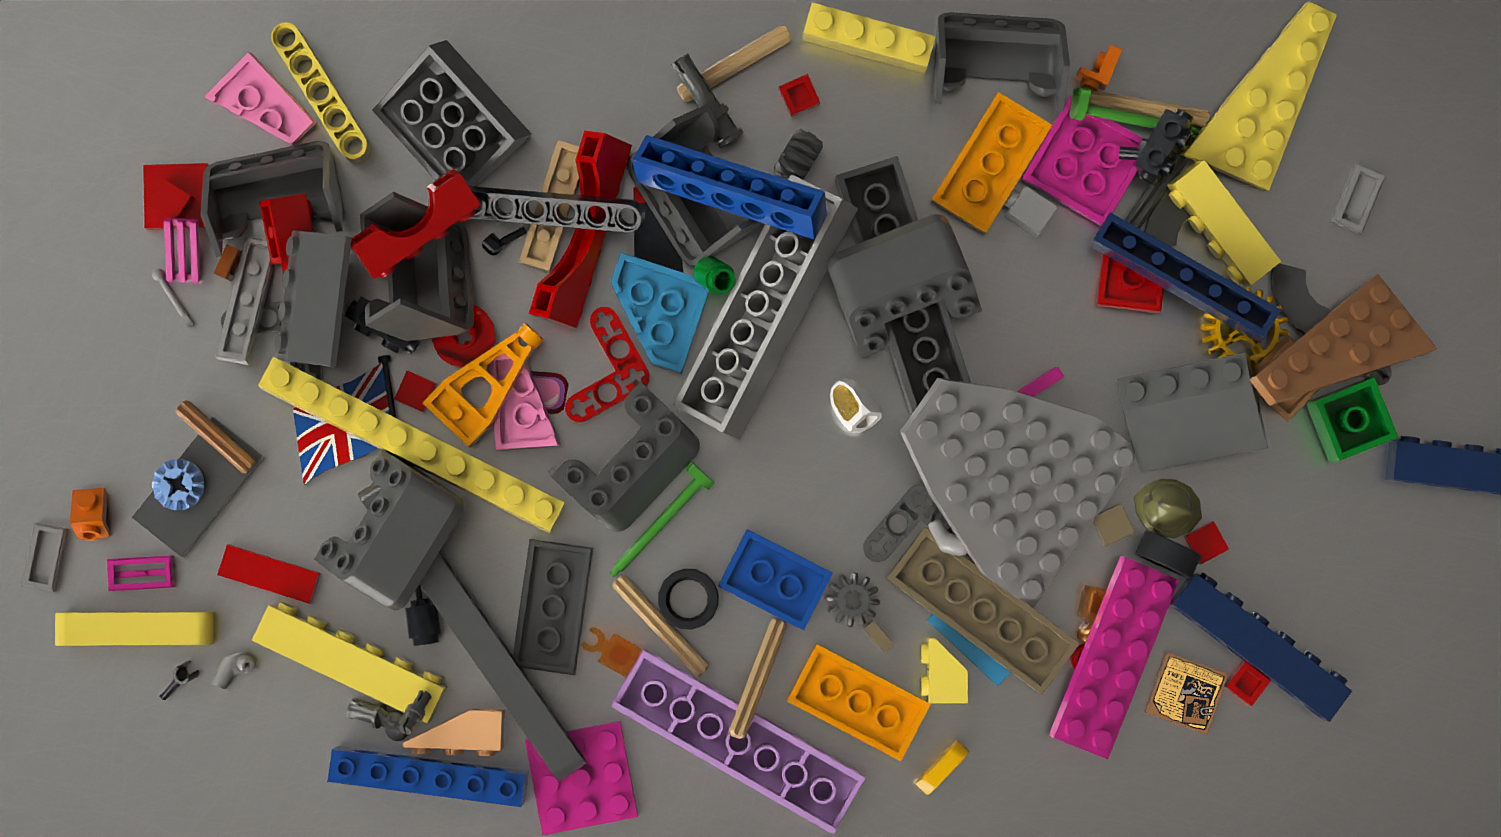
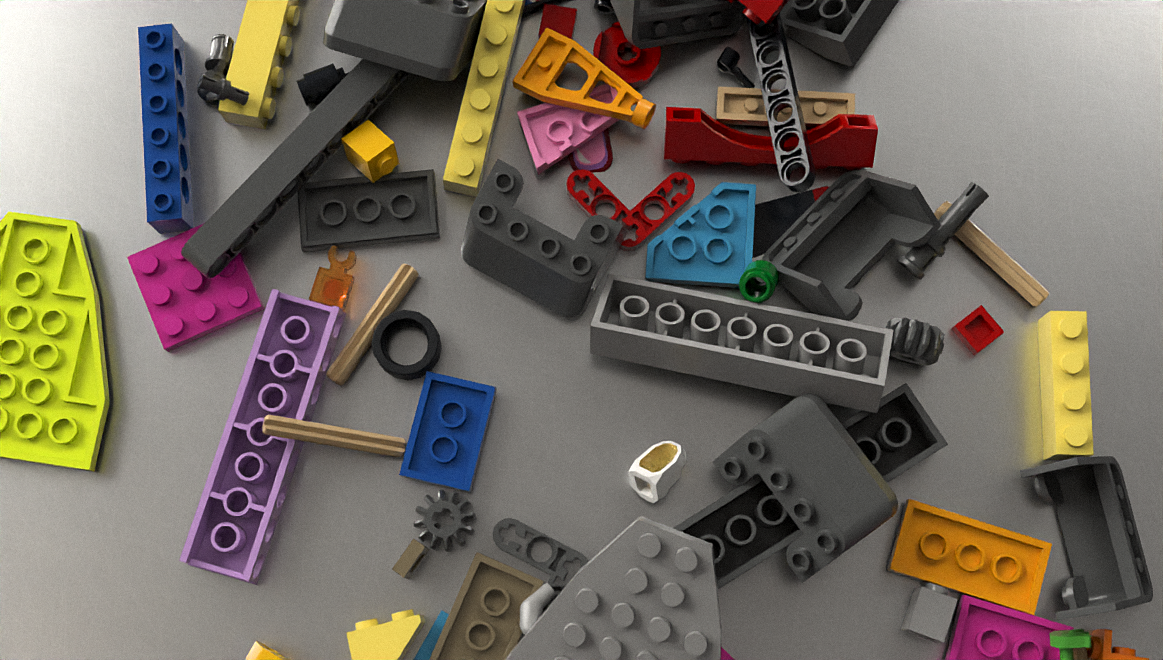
camera: 85 degrees right, 10 degrees down
(471, 730) = (220, 159): light nougat slope -> none
(501, 591) = (370, 151): none -> yellow brick
(700, 479) = (537, 326): bright green piece -> none
(730, 187) = (861, 267): blue brick -> none
(858, 702) = (333, 555): light orange plate -> none

